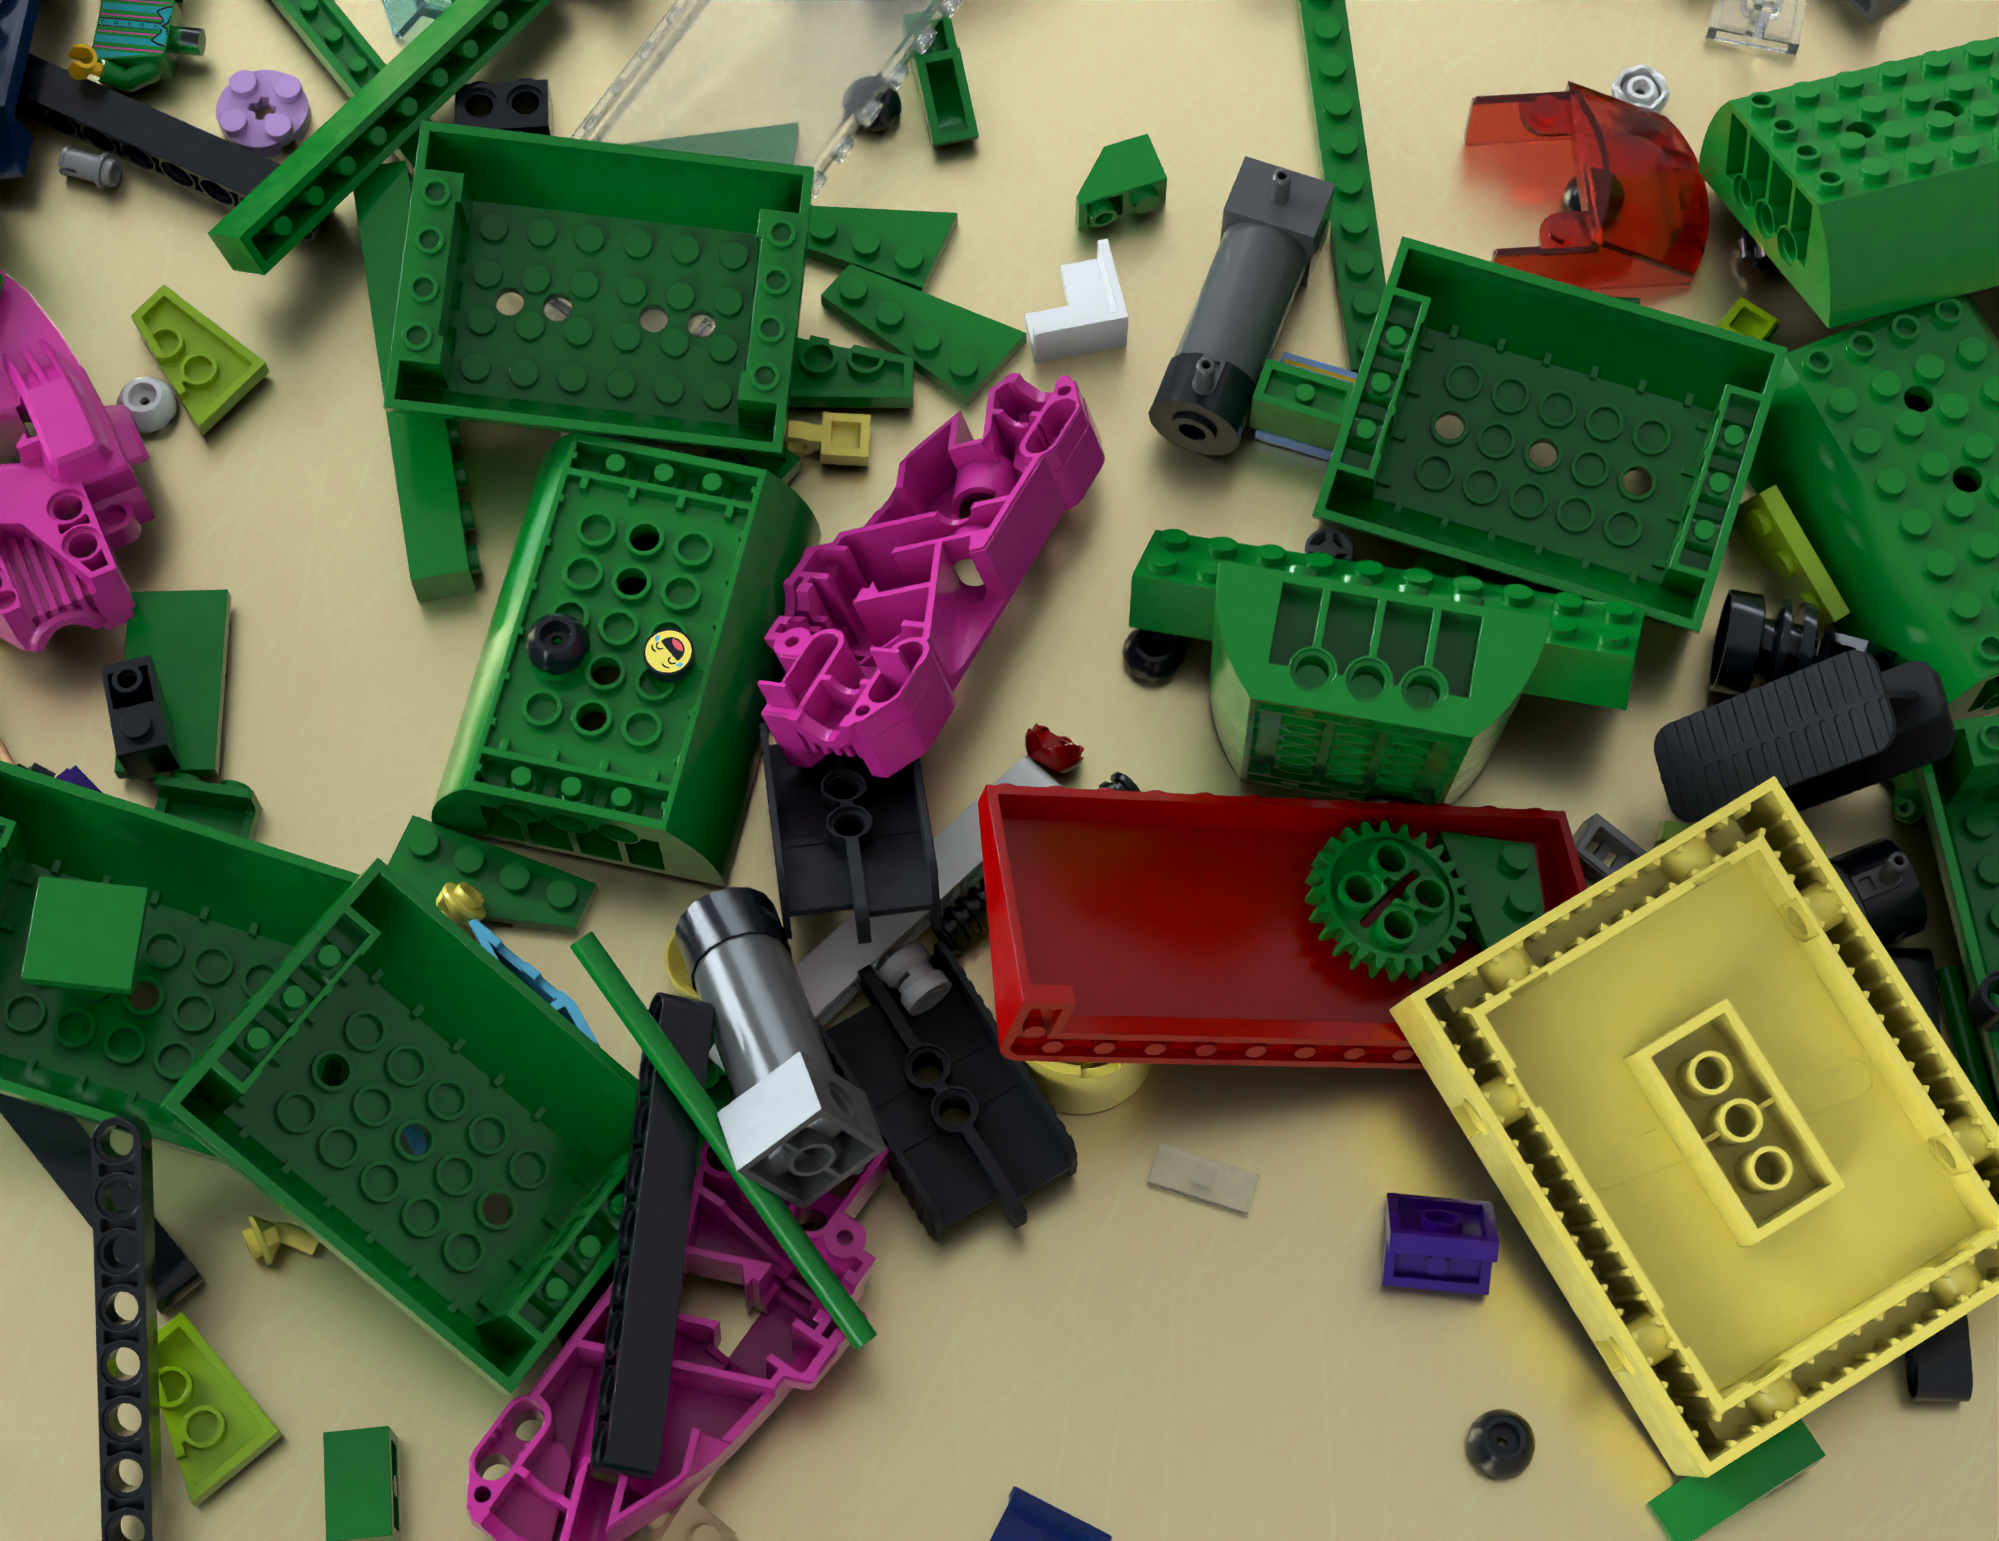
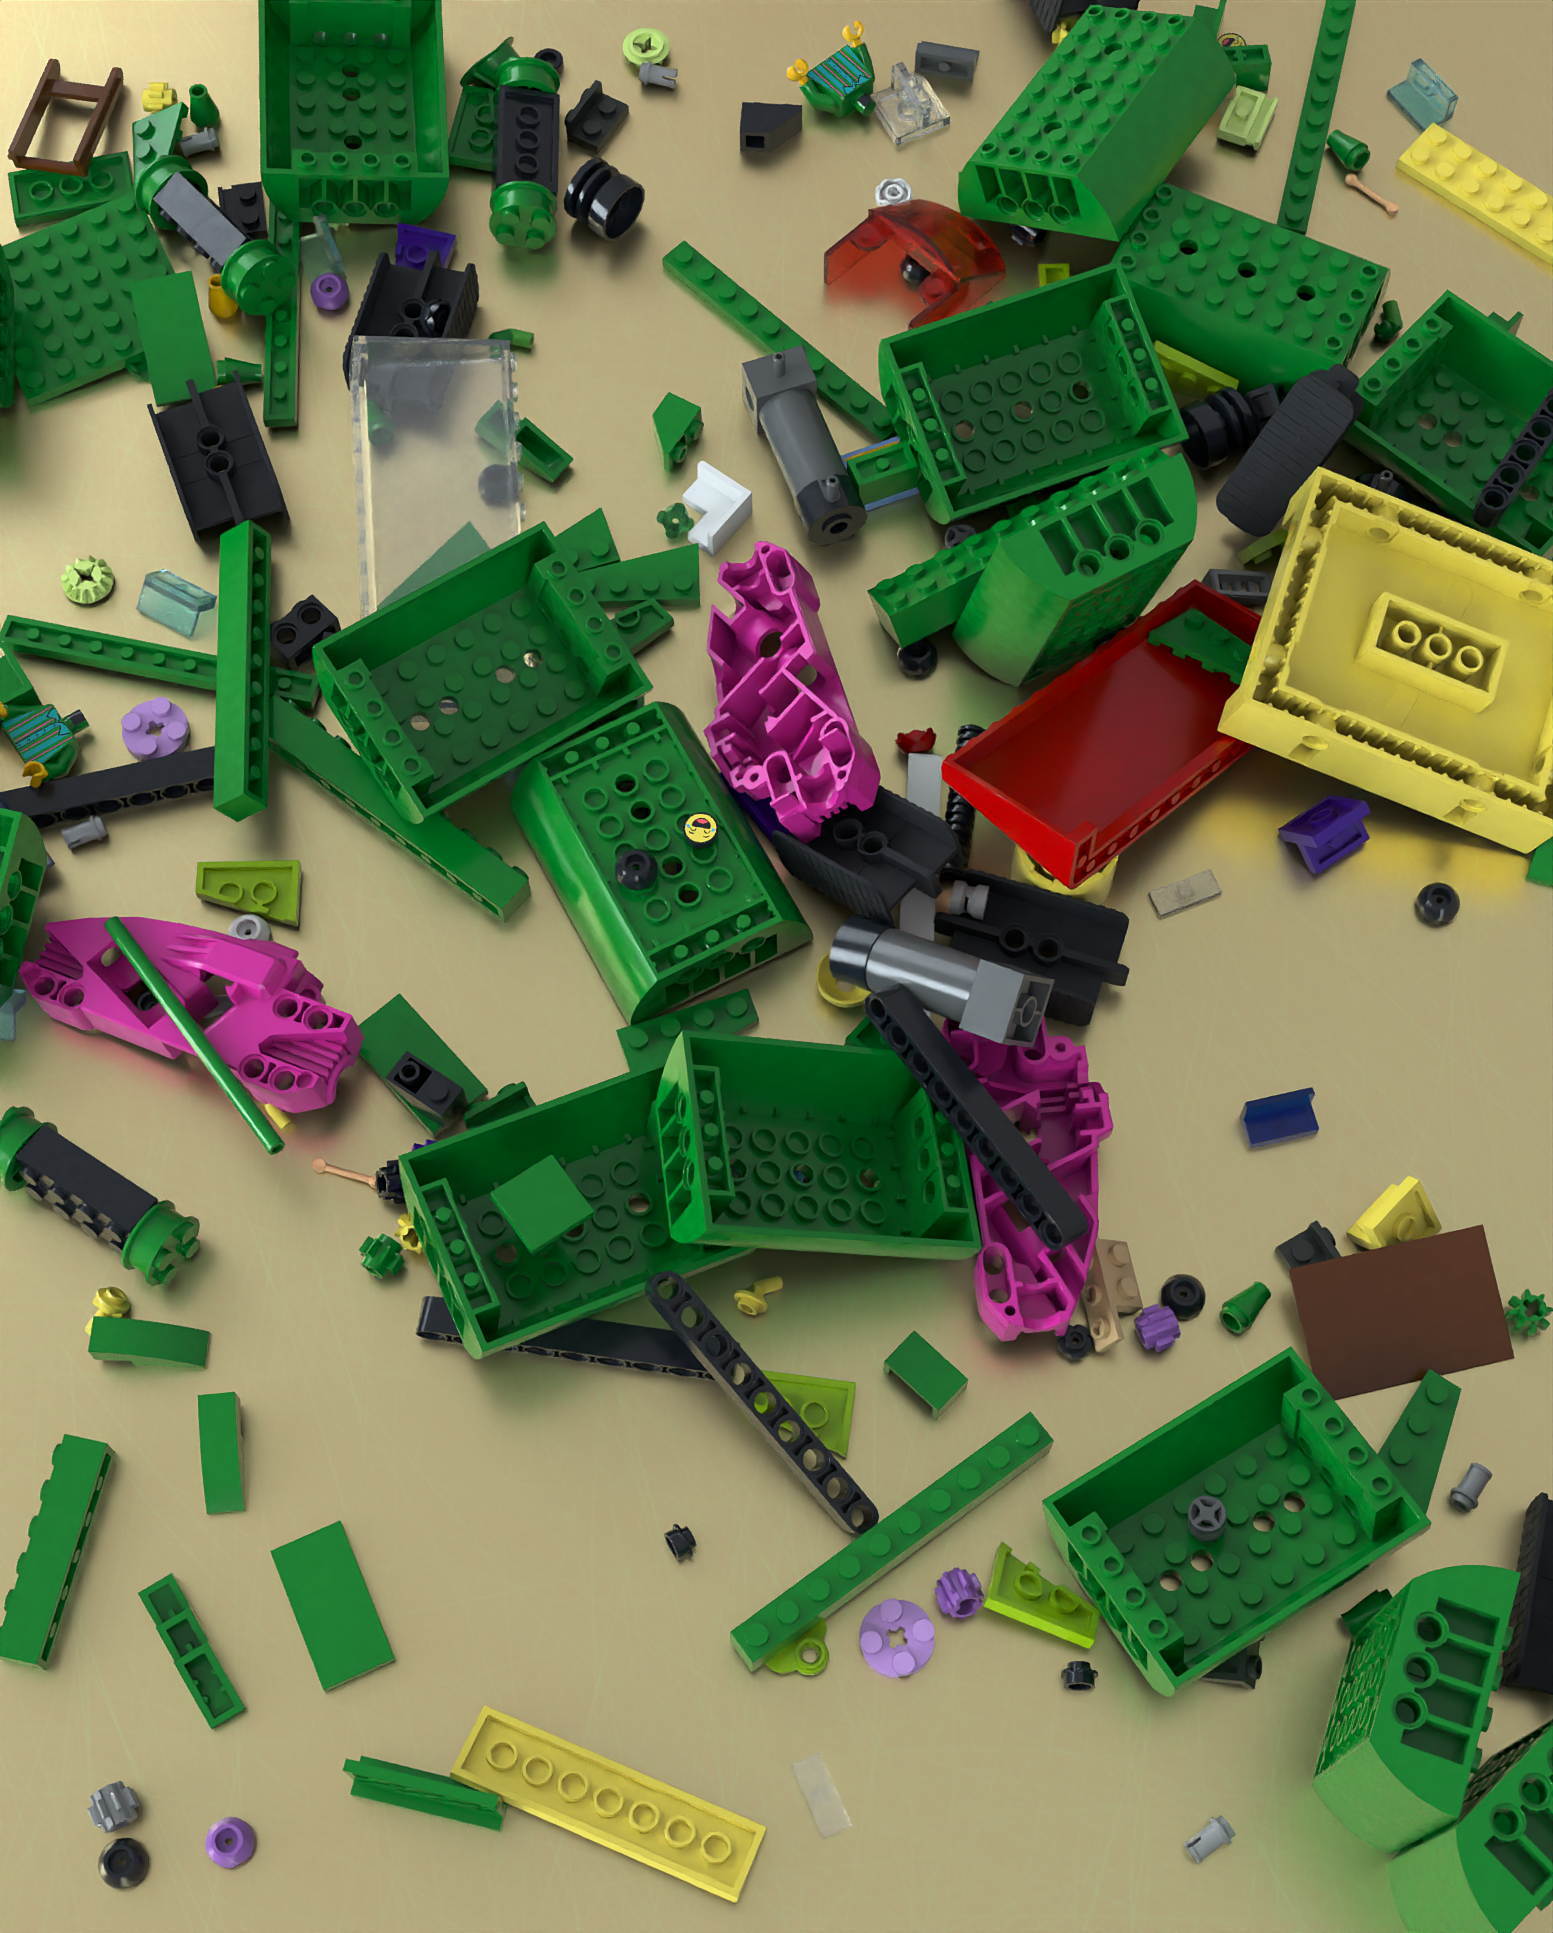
camera: 40 degrees left, 0 degrees up
(704, 1115) = (968, 1040): green piece -> none
(840, 438) = (658, 665): light yellow plate -> none
(1034, 287) = (679, 512): none -> clear green plate
(1353, 867) = (1140, 682): green gear -> none
(1906, 799) = (1344, 455): green arm -> none

